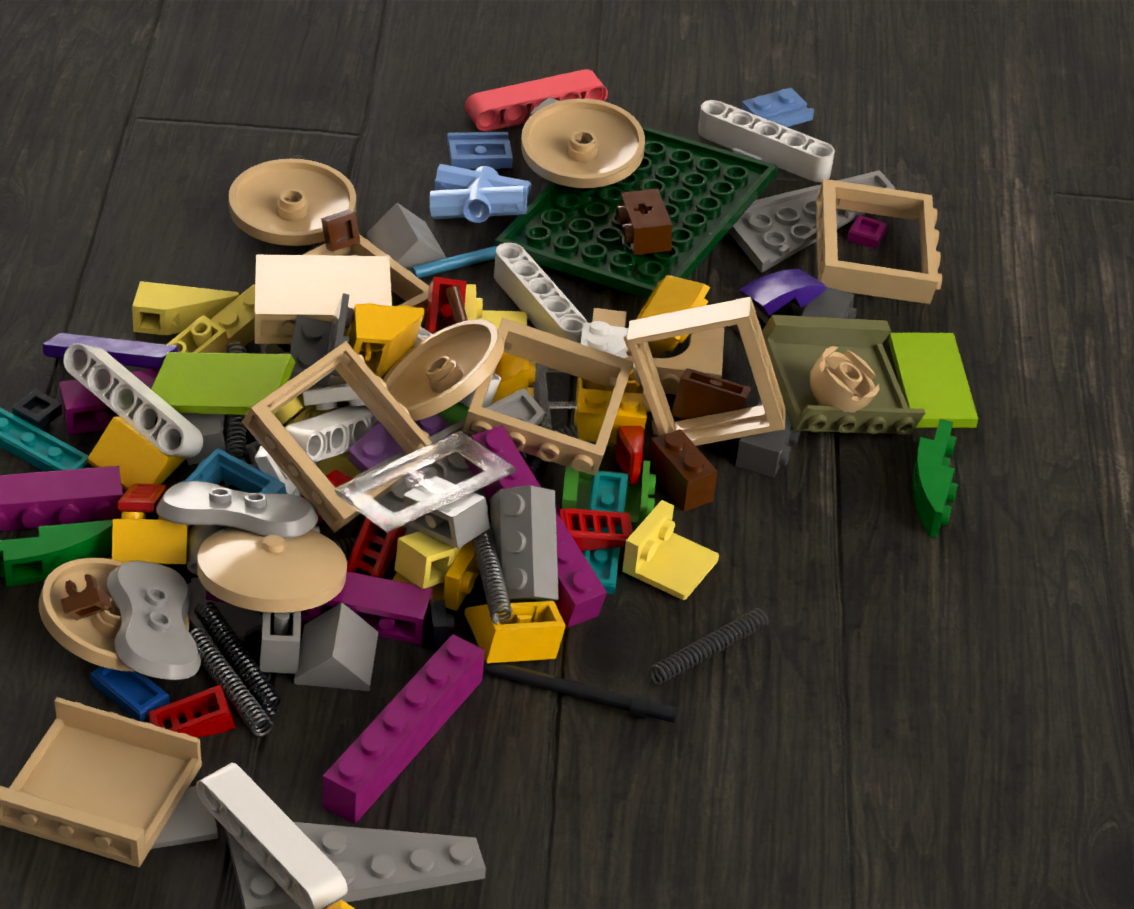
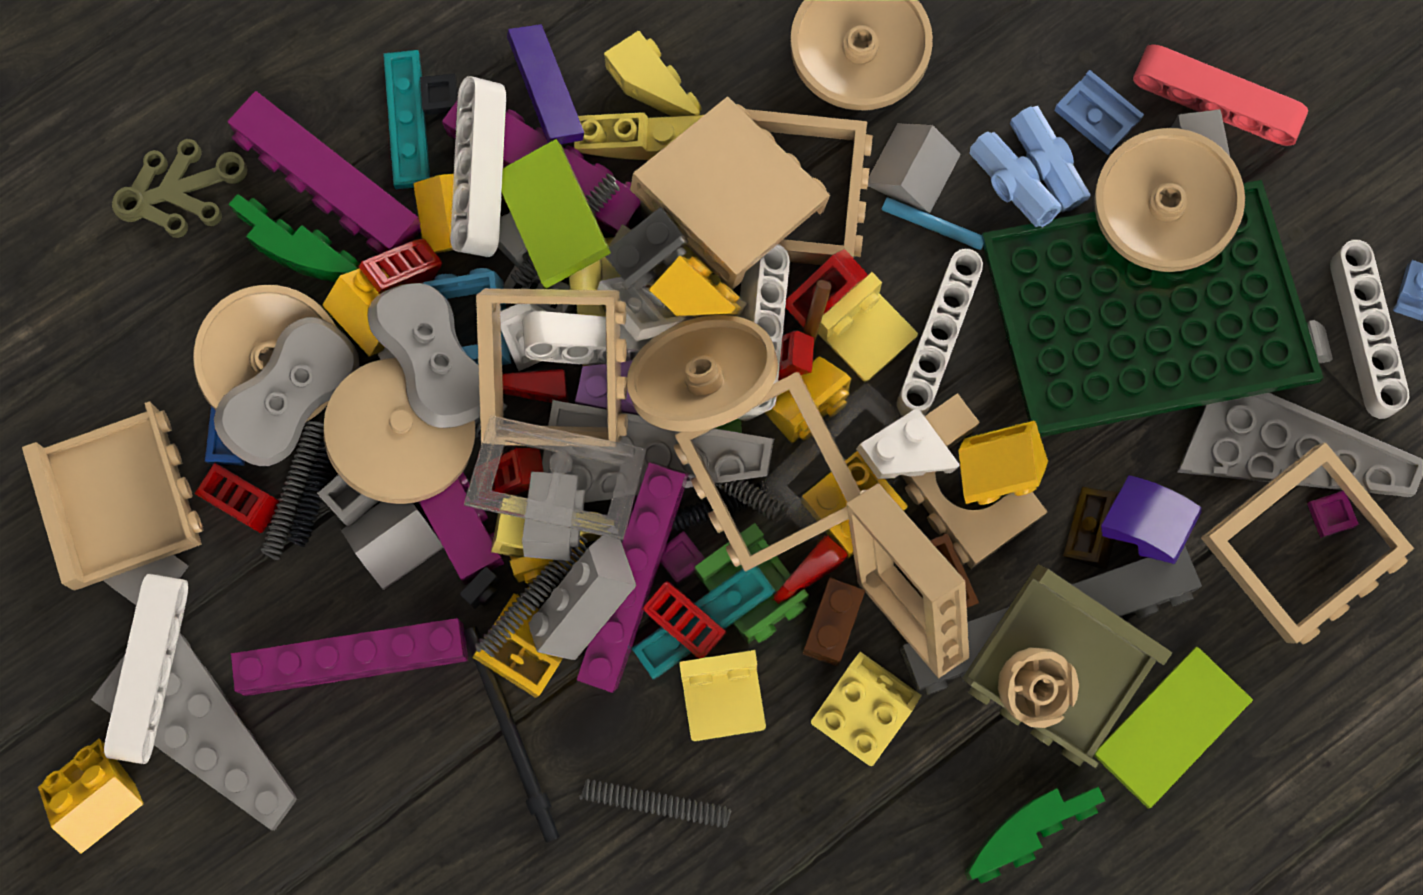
camera: 55 degrees right, 35 degrees up
(85, 603) = (238, 337): reddish brown tile -> none
(340, 230) = (839, 120): reddish brown tile -> none
(645, 221) = (1123, 327): reddish brown brick -> none
(763, 498) = (866, 709): none -> light yellow bracket

